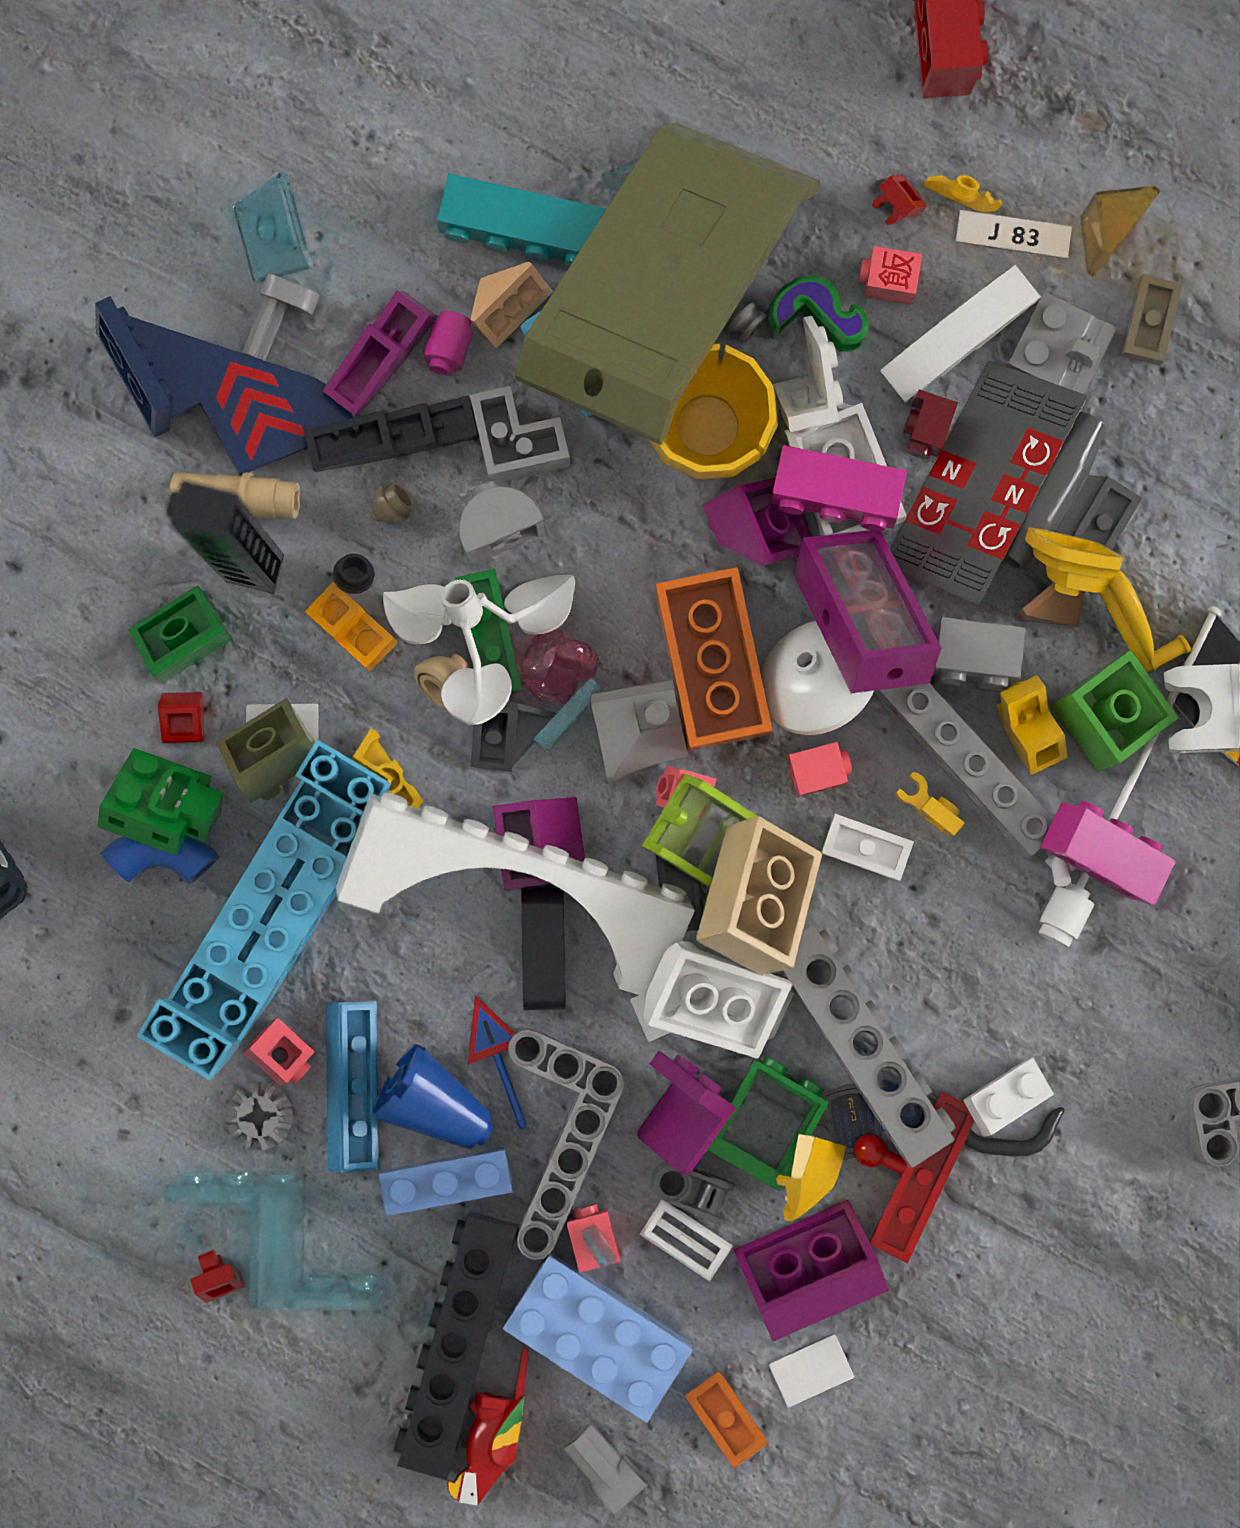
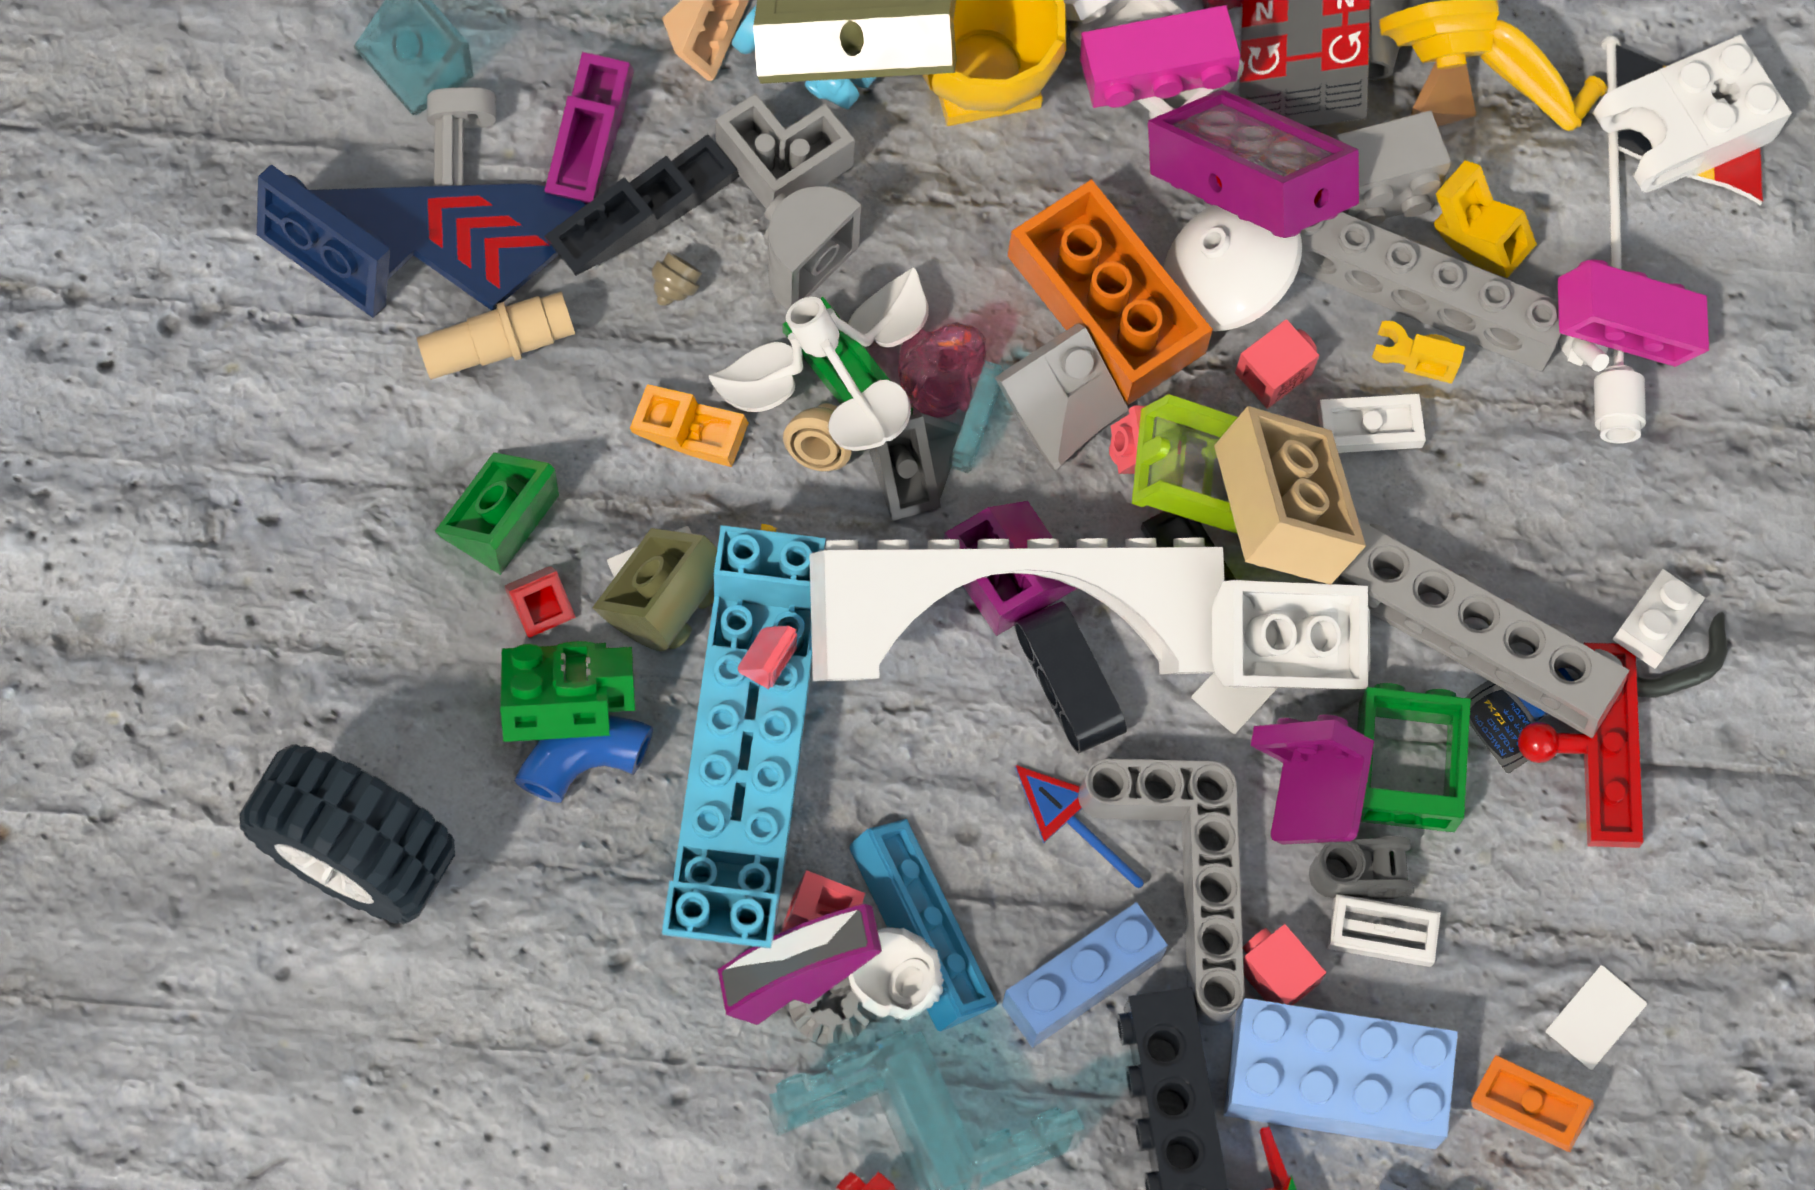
camera: 25 degrees left, 15 degrees down
(225, 535) = (533, 322): black brick -> none
(241, 1090) = (799, 964): none -> slope
(305, 1123) = (900, 978): none -> white hair
(314, 848) = (769, 655): none -> coral slope
(353, 574) = (666, 366): black plate -> none
(432, 1102) = (1026, 891): blue cone -> none
(448, 343) = (660, 89): dark pink brick -> none
(598, 1246) = (1296, 956): clear light blue tile -> none
(755, 527) = (1077, 137): magenta slope -> none
(811, 1270) = (1542, 898): magenta slope -> none
(812, 1176) = (1494, 788): yellow slope -> none
(1114, 711) = (1562, 174): bright green slope -> none

